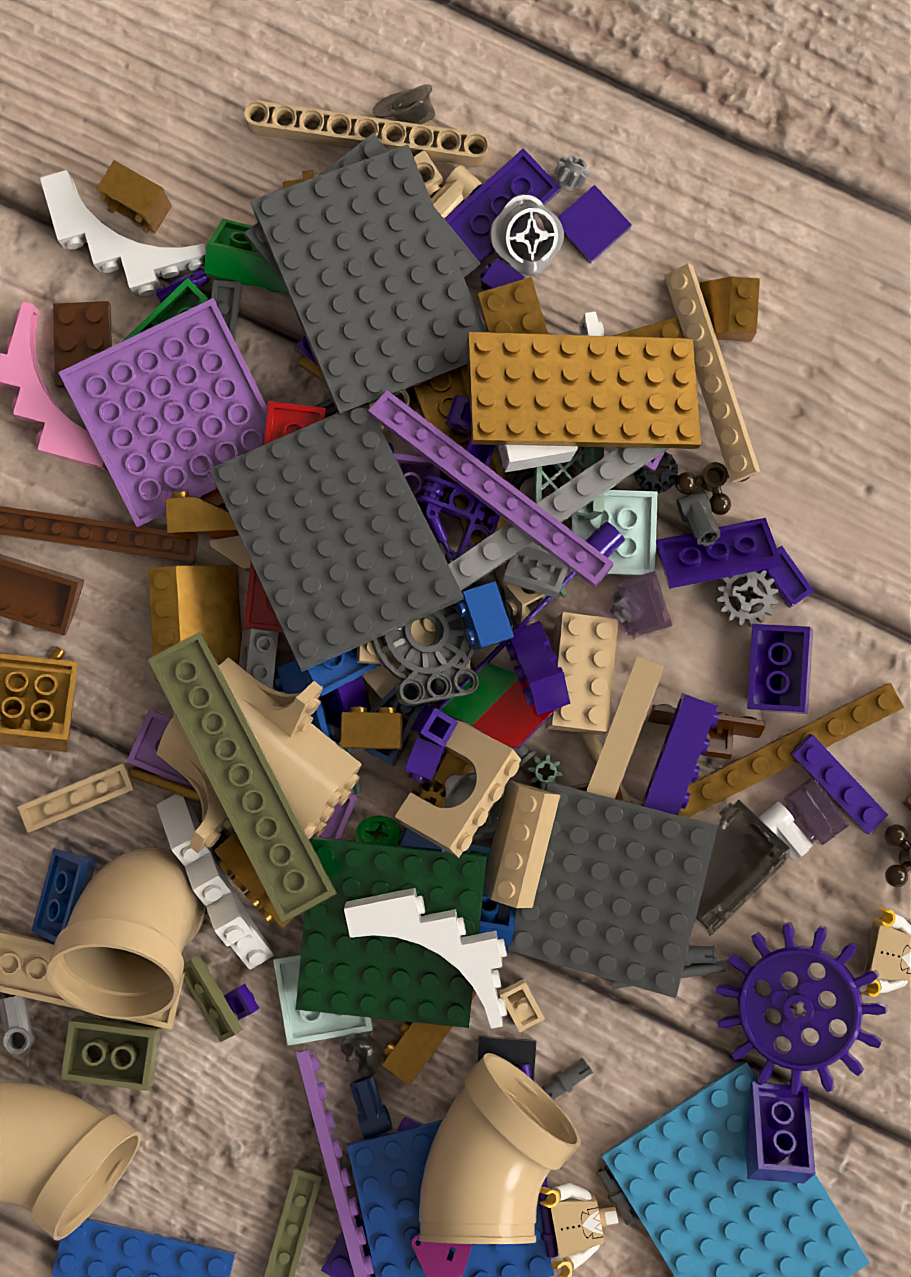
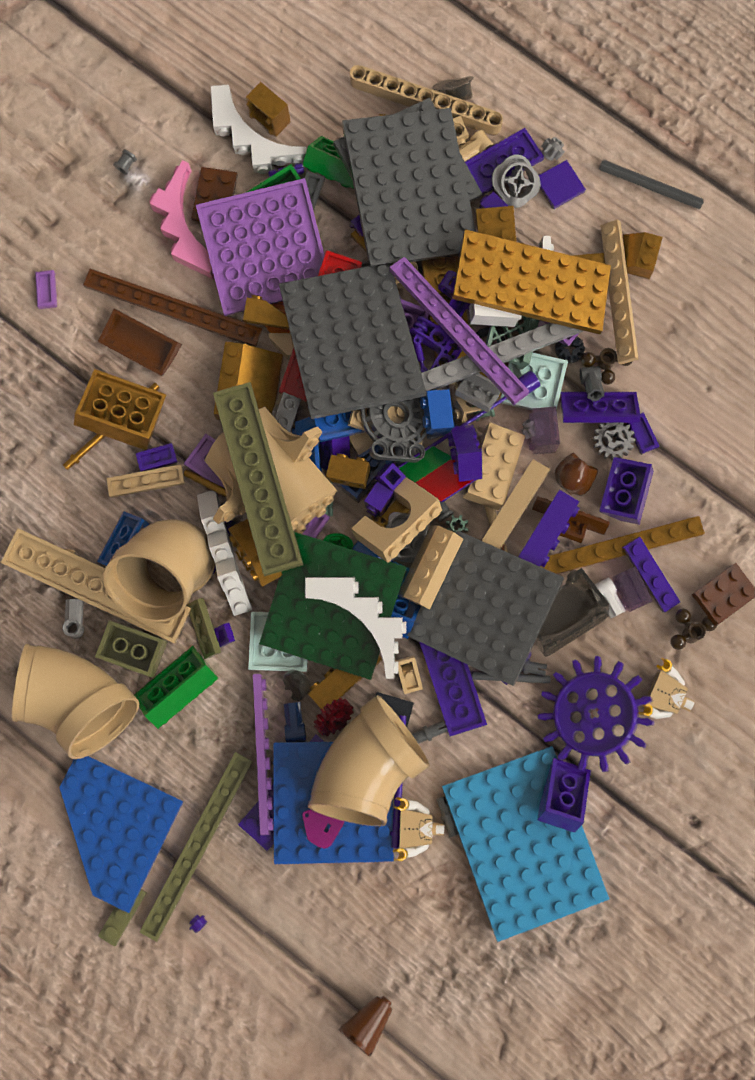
camera: 15 degrees right, 5 degrees down
(84, 759) = (156, 457): none -> dark purple plate
(186, 1093) = (175, 687): none -> green slope
(426, 1090) = (333, 716): none -> dark red gear
(592, 1017) = (454, 691): none -> dark purple plate
(701, 659) = (575, 475): none -> reddish brown piece
(726, 197) = (651, 184): none -> dark grey axle

